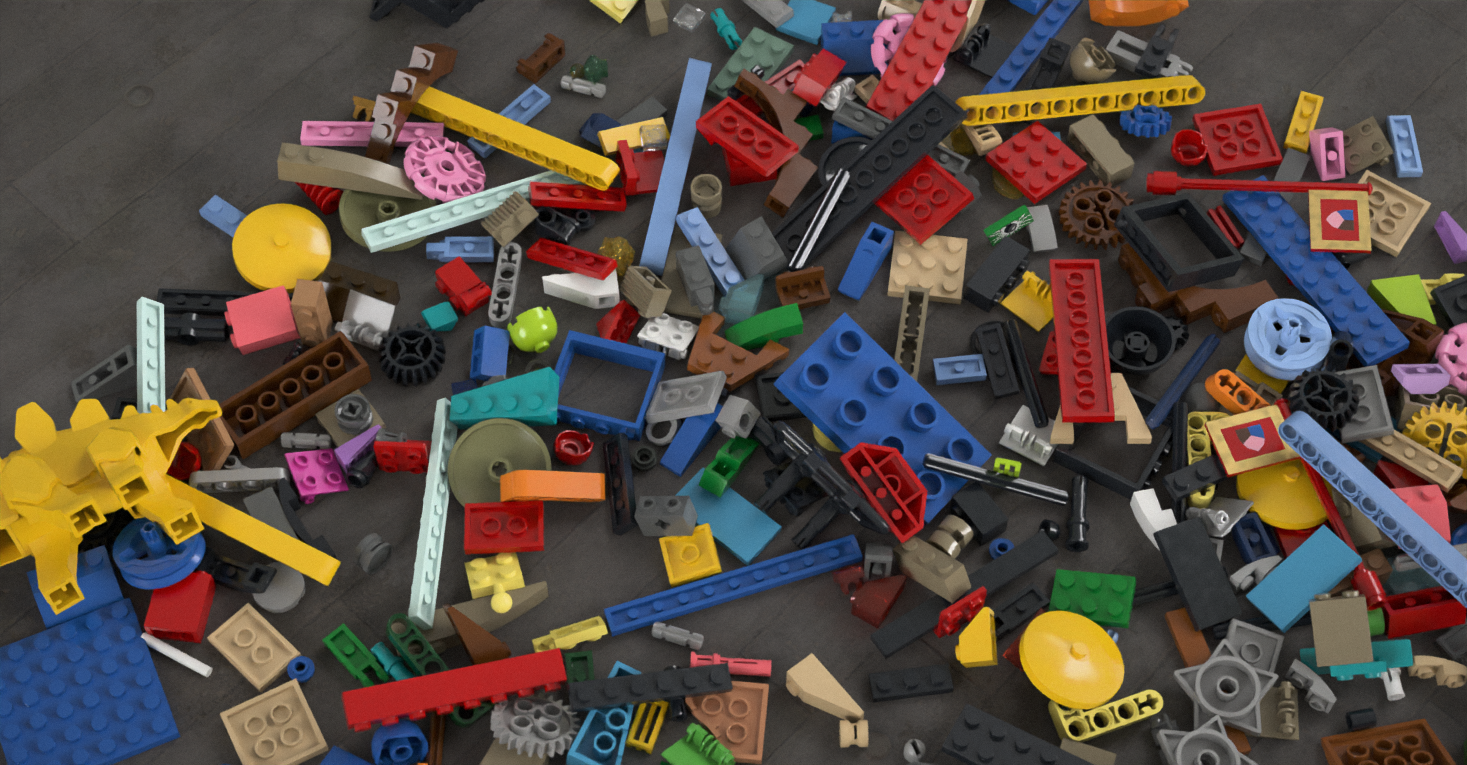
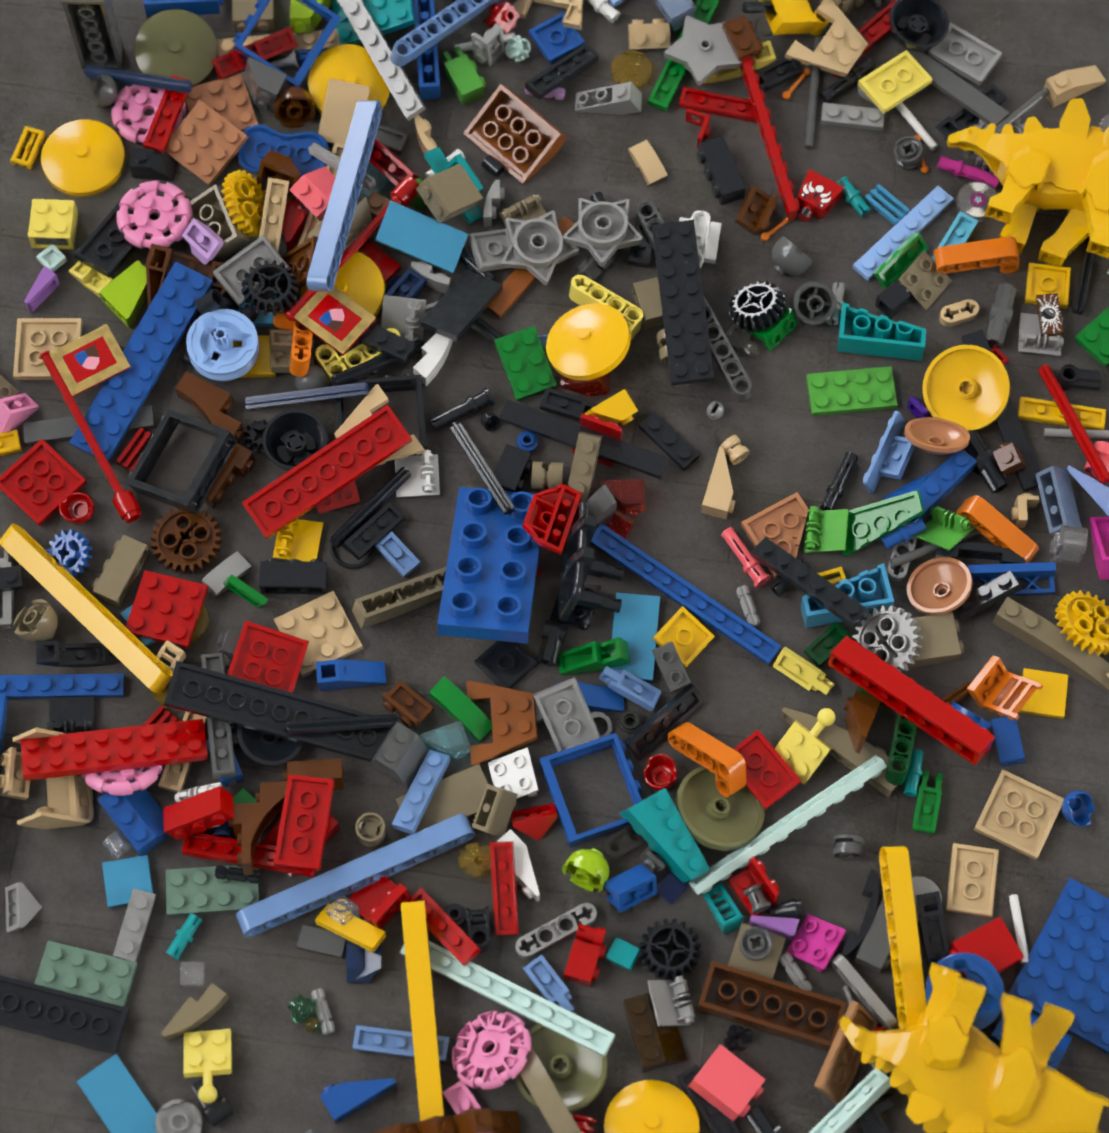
camera: 125 degrees left, 10 degrees up
(304, 675) = (965, 840): blue plate -> none
(311, 312) = (702, 1036): medium nougat brick -> none
(409, 412) = (730, 920): none -> teal slope
(496, 65) = (349, 1097): none -> blue slope
(509, 219) = (503, 959): dark tan brick -> none
(542, 59) = (318, 1066): reddish brown hinge -> none
(674, 474) = (631, 687): none -> medium blue hinge
(696, 278) = (458, 779): dark grey hinge -> none
(737, 417) = (557, 669): light grey brick -> none
(1007, 463) = (469, 465): lime tile -> none

